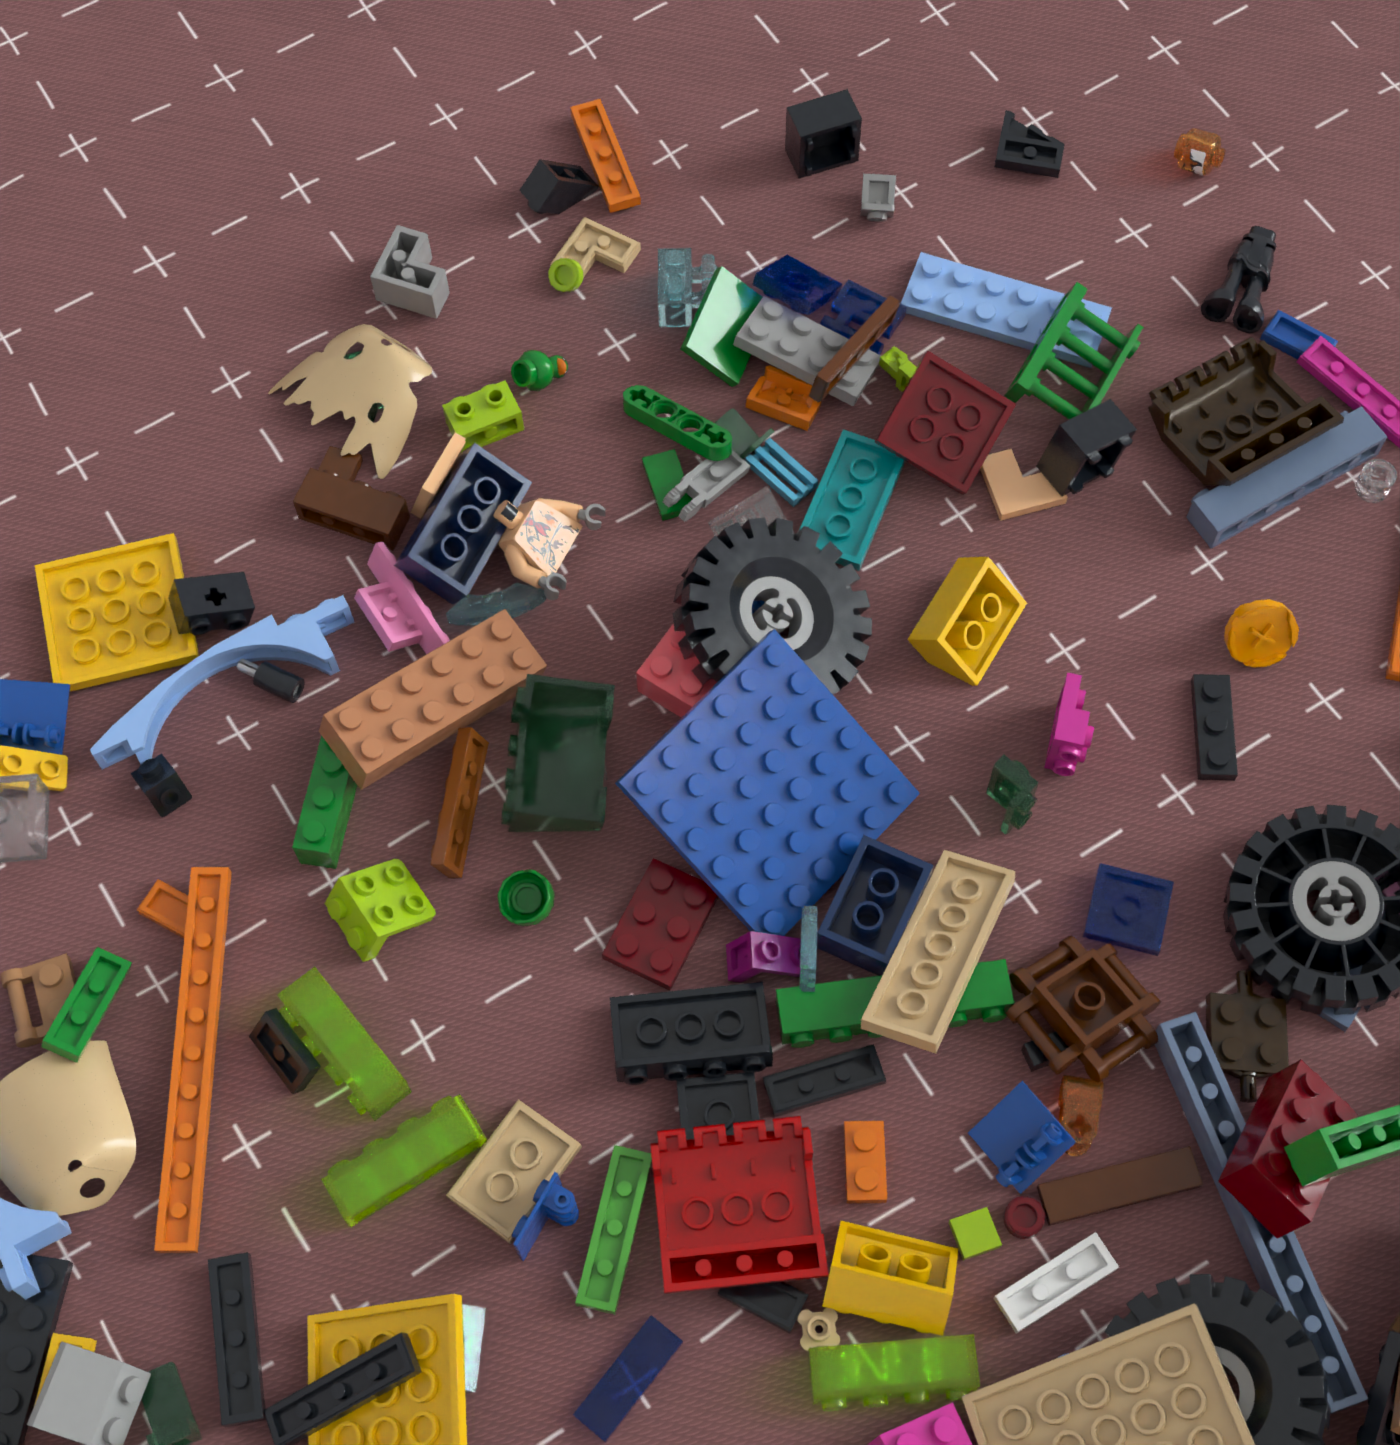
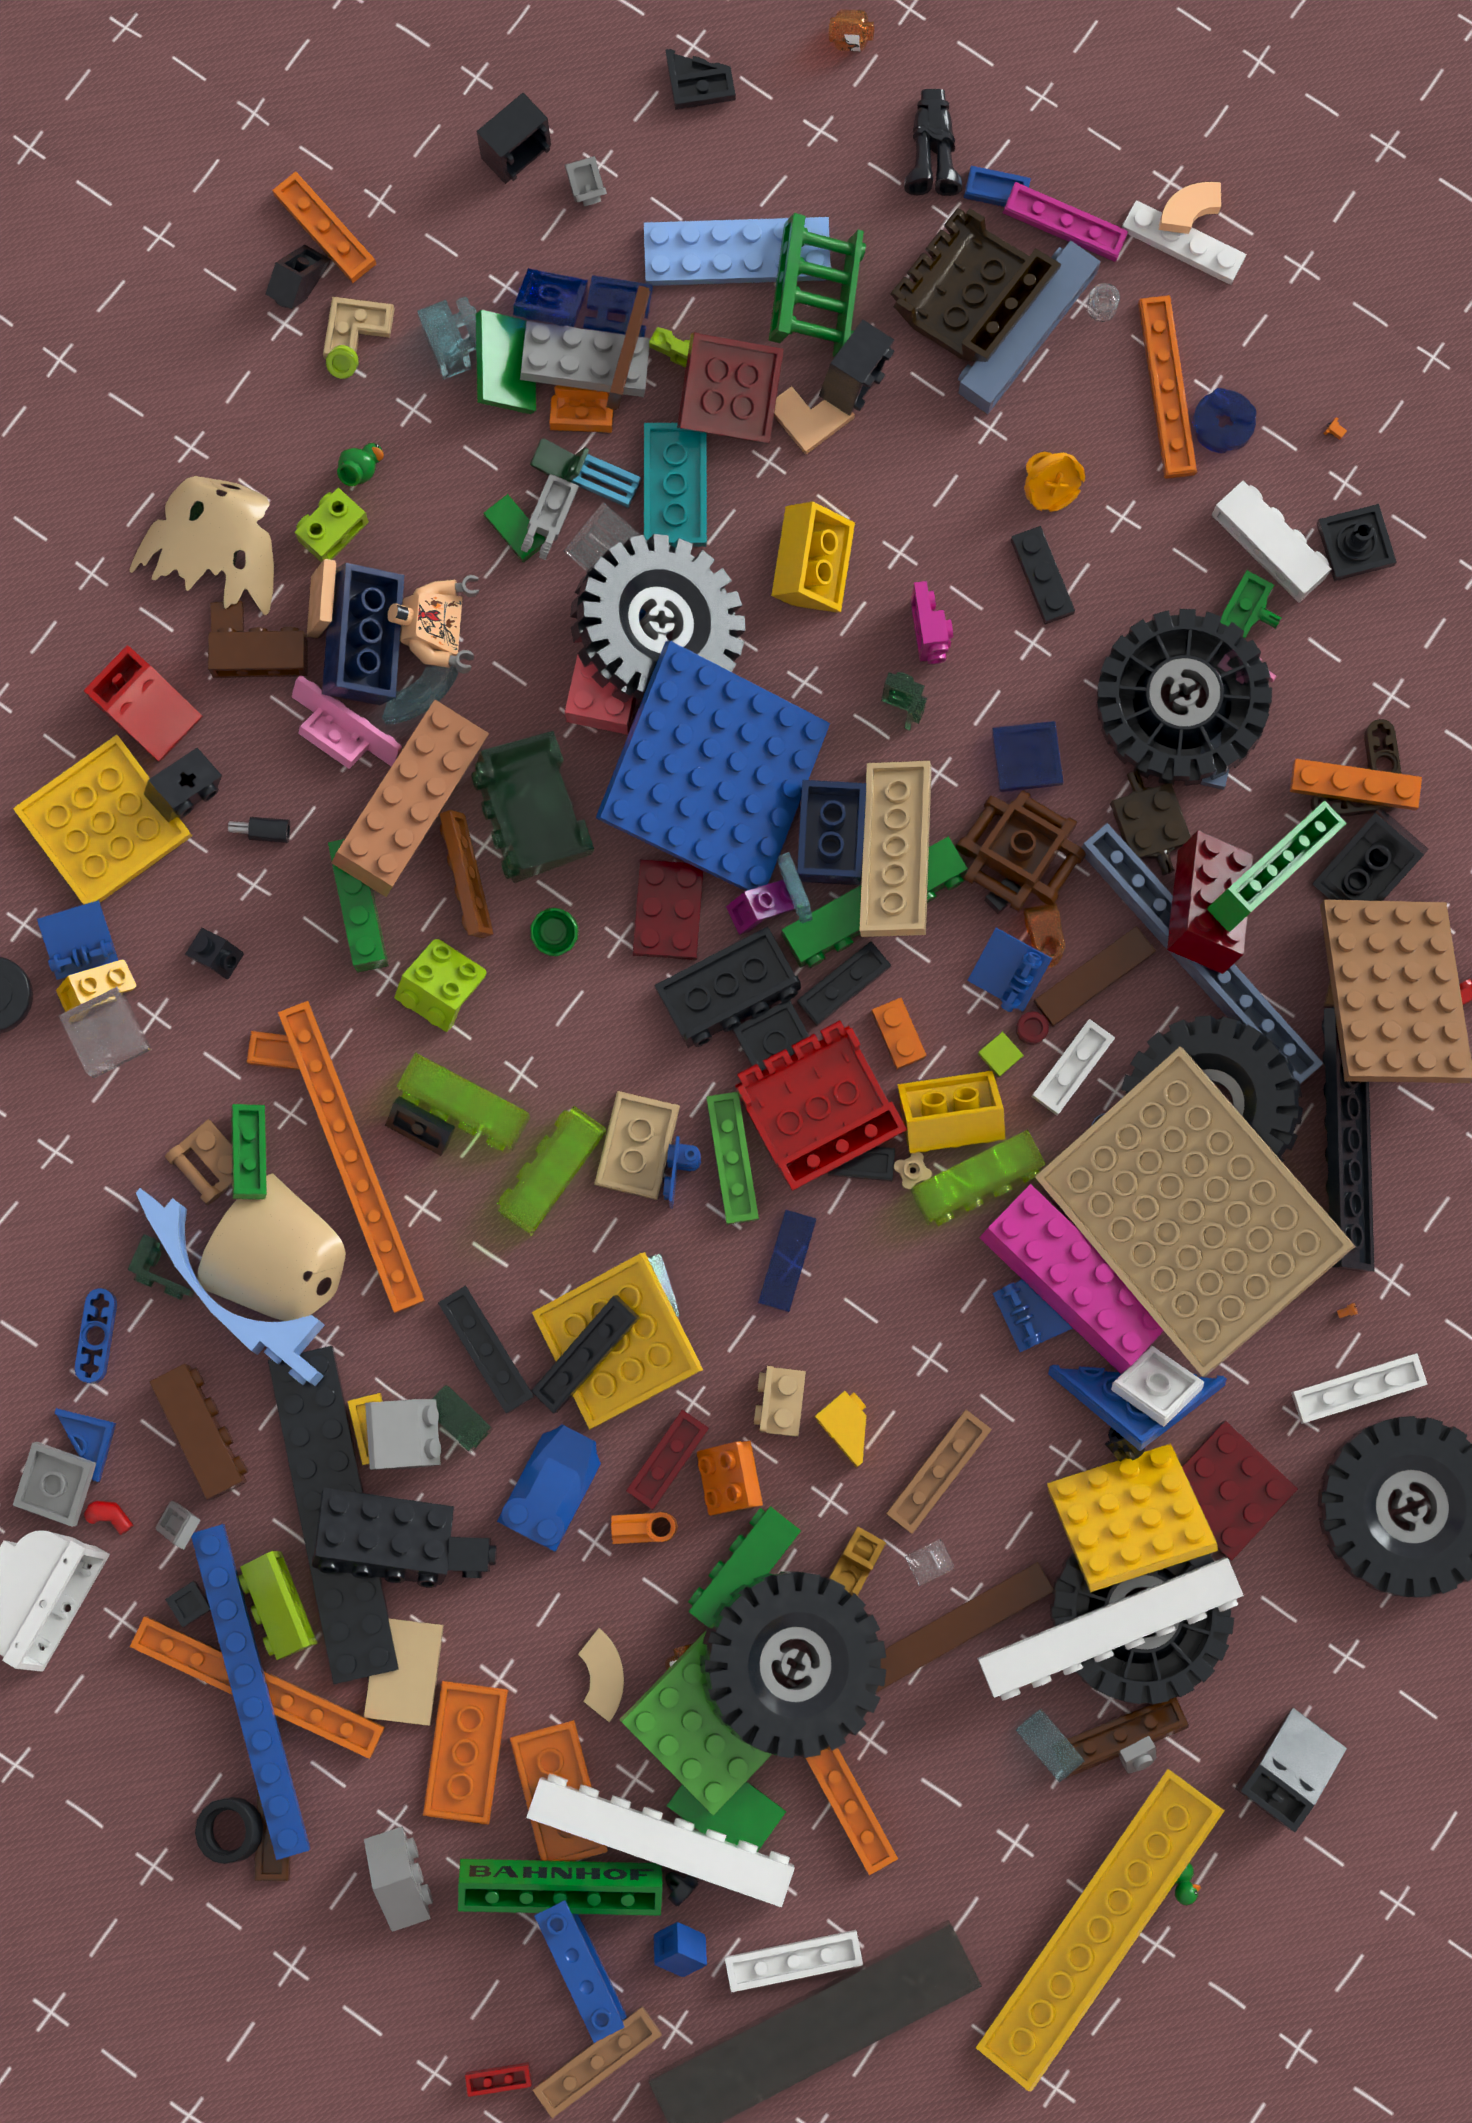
camera: 25 degrees left, 15 degrees up
(213, 512) = (142, 703): none -> slope
(295, 640) = (268, 788): light blue slope -> none
(407, 278) = (203, 421): light grey brick -> none
(708, 441) = (502, 465): green beam -> none

